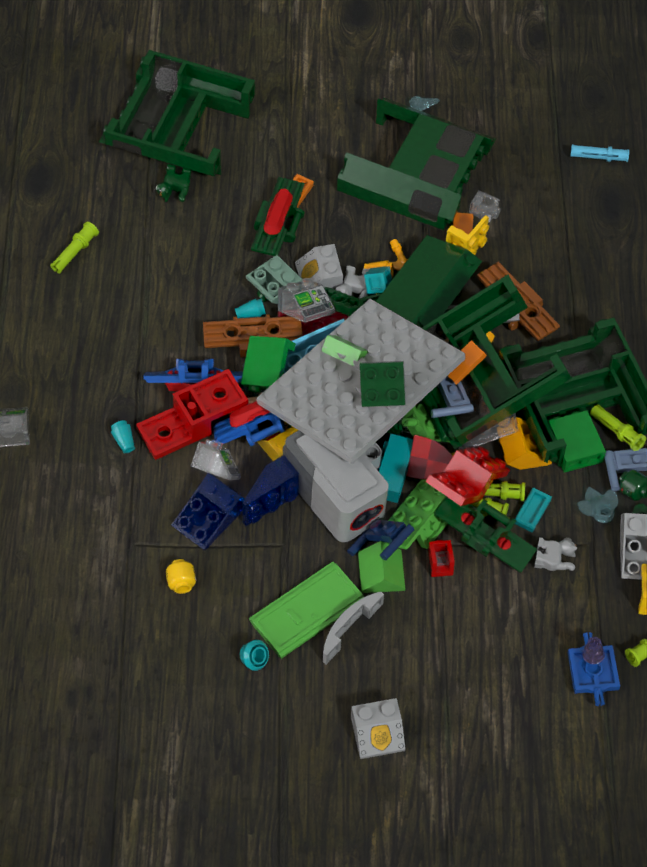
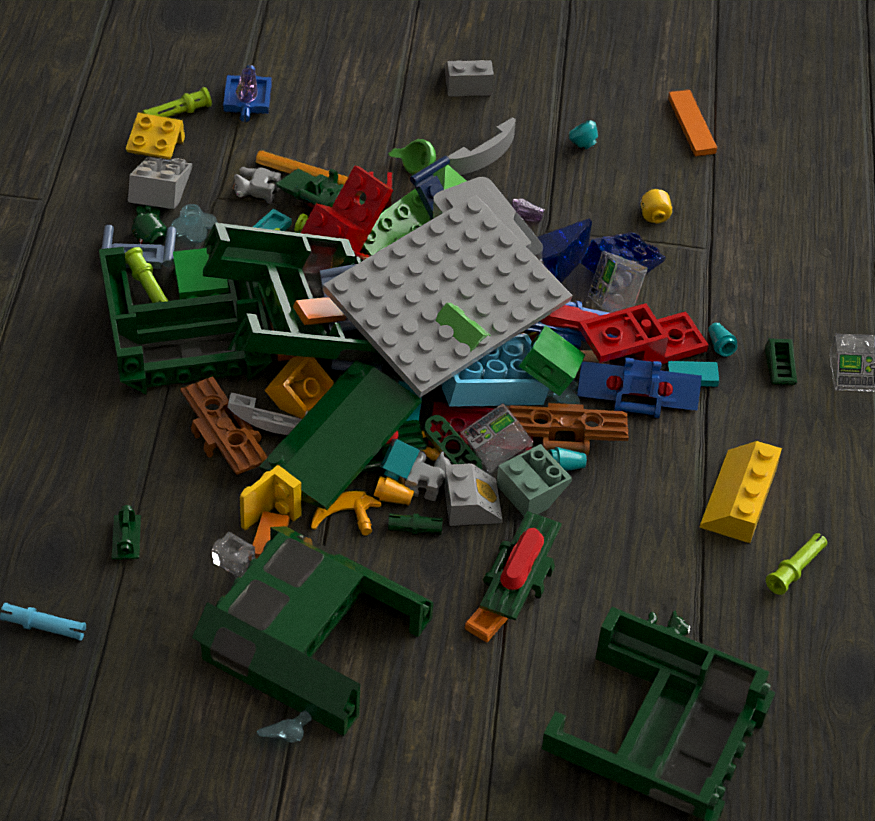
camera: 175 degrees left, 10 degrees down
(76, 435) = (786, 346): none -> dark green slope
(113, 298) = (741, 490): none -> yellow slope
(144, 700) = (692, 123): none -> orange tile
(148, 404) = (708, 370): none -> teal tile
(303, 555) = (527, 210): none -> clear purple cone
(306, 609) = (531, 169): bright green piece -> none
(358, 249) = (415, 524): none -> dark green pin
(382, 383) = (421, 231): dark green plate -> none
(411, 605) = (415, 155): none -> bright green hat
(510, 579) = (288, 165): none -> light orange axle
(563, 217) = (126, 534): none -> dark green hinge

